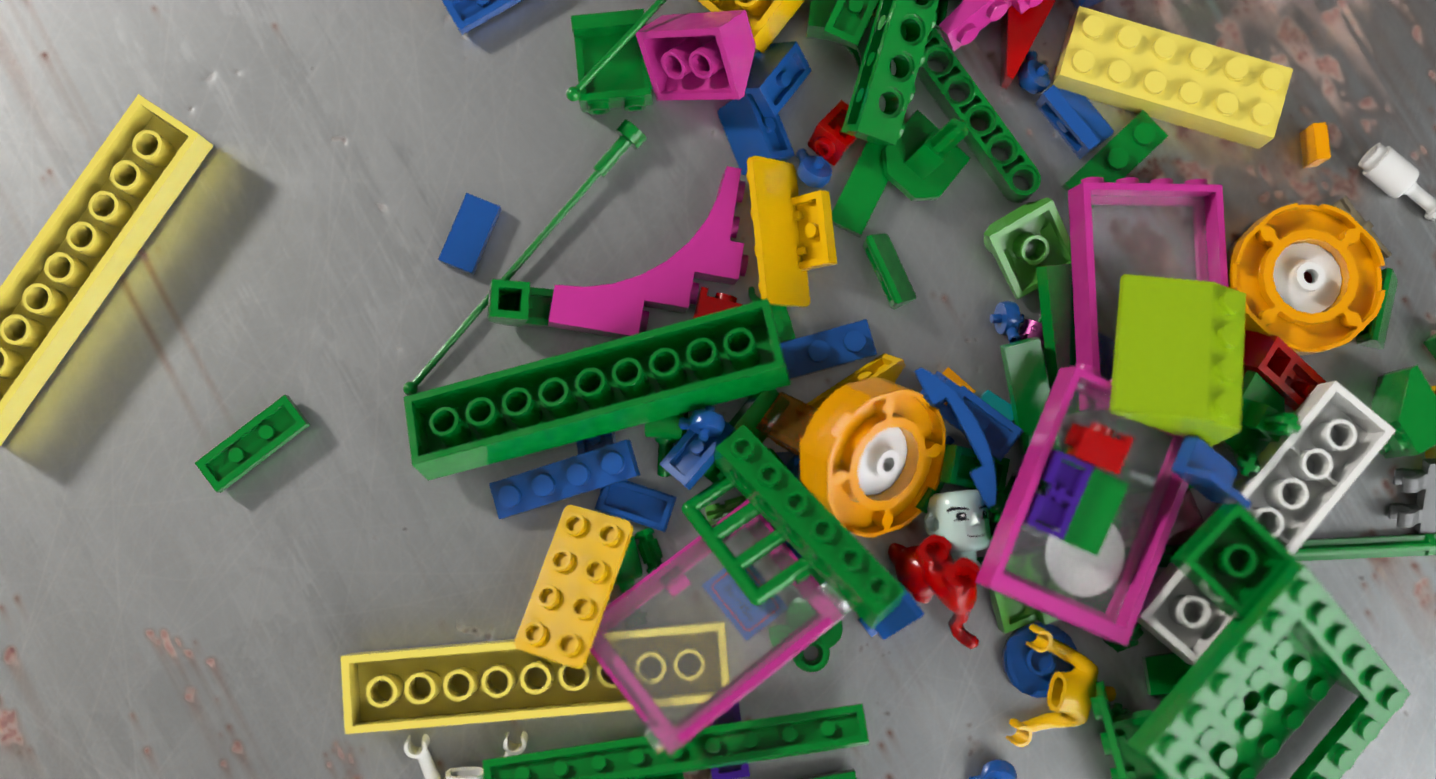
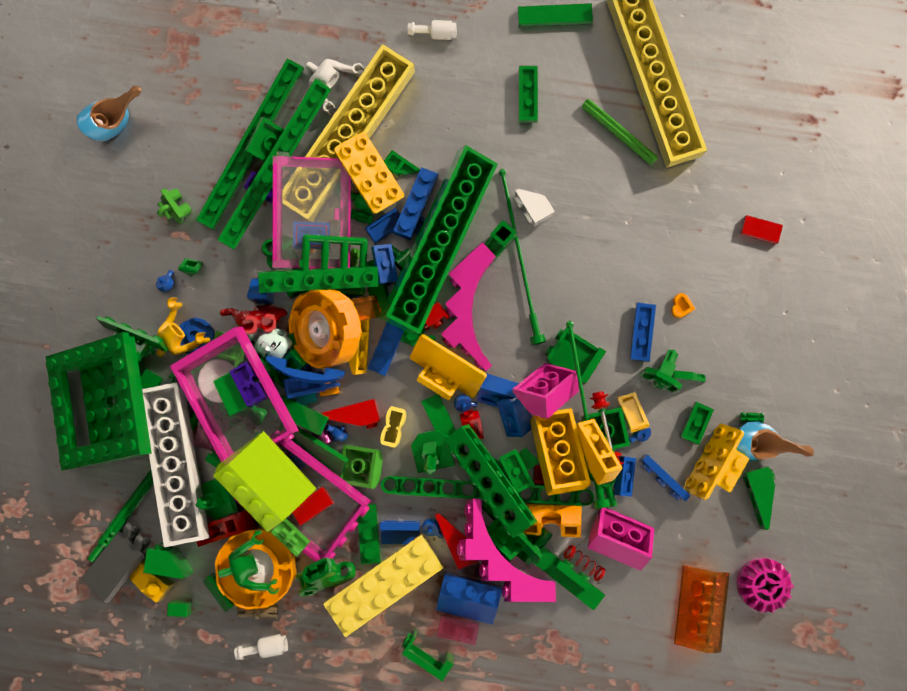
camera: 130 degrees right, 0 degrees up
(88, 502) = (555, 15): none -> green tile
(207, 258) = (619, 131): none -> bright green axle
(253, 670) = (438, 29): none -> white piece
(427, 294) = (534, 205): none -> white slope
(470, 234) = (547, 243): blue tile -> none
(522, 557) = (399, 166): none -> green tile
(704, 422) = (391, 271): blue piece -> none
(889, 270) = (390, 399): green slope -> none
(939, 757) = (190, 266): none -> green slope
(942, 239) = (392, 432): none -> light yellow brick
(957, 312) = (358, 414): none -> red slope
(1098, 447) = (253, 414): red brick -> none
(1148, 259) = (312, 506): none -> red tile
(1208, 472) = (209, 454): blue panel -> none
(1222, 253) = (290, 537): none -> bright green hips
(1232, 169) = (323, 574): none -> green piece
(1232, 559) = (167, 432): green brick -> none
(1247, 461) = (202, 478): green piece -> none
(1315, 145) = (307, 623): light orange tile -> none
(1320, 290) = (245, 566): none -> green piece

